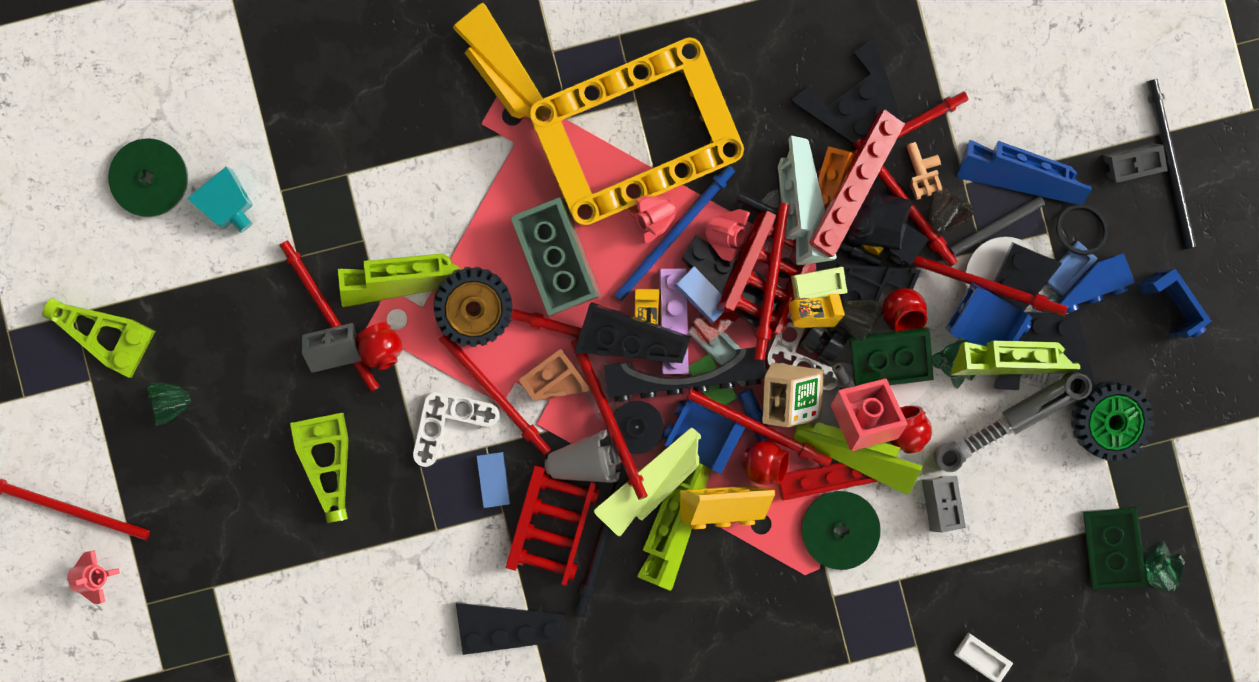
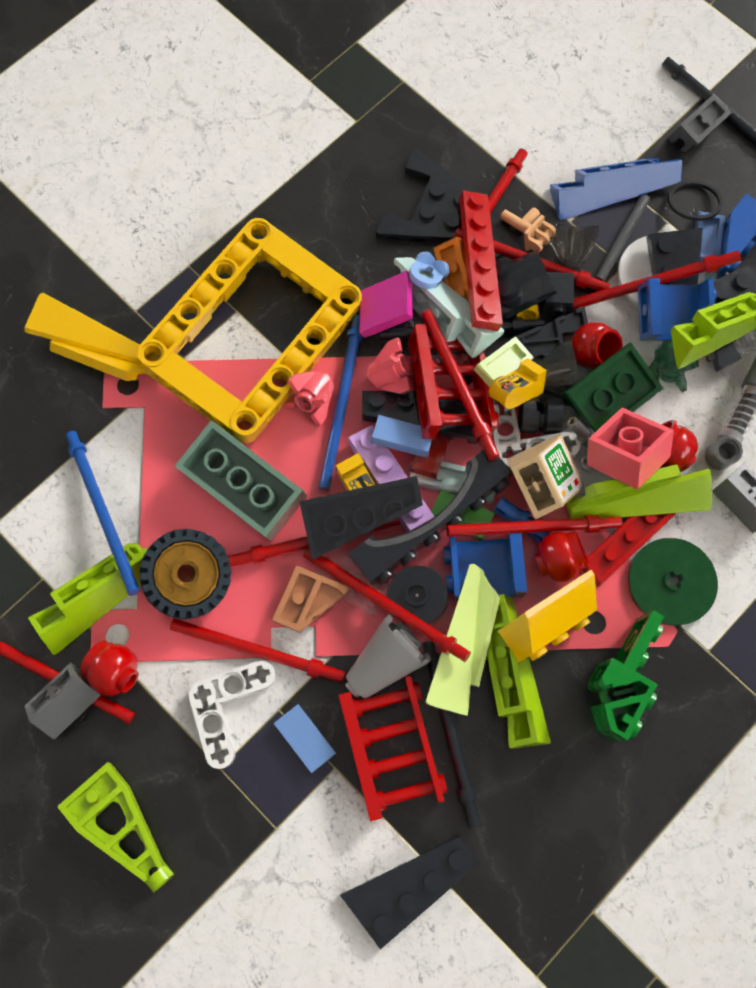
camera: 30 degrees left, 15 degrees down
(442, 152) = (78, 451): none -> blue bar
(748, 595) = (620, 717): none -> green piece
(757, 174) = (386, 304): none -> dark pink tile
(812, 156) = (426, 262): none -> light blue piece

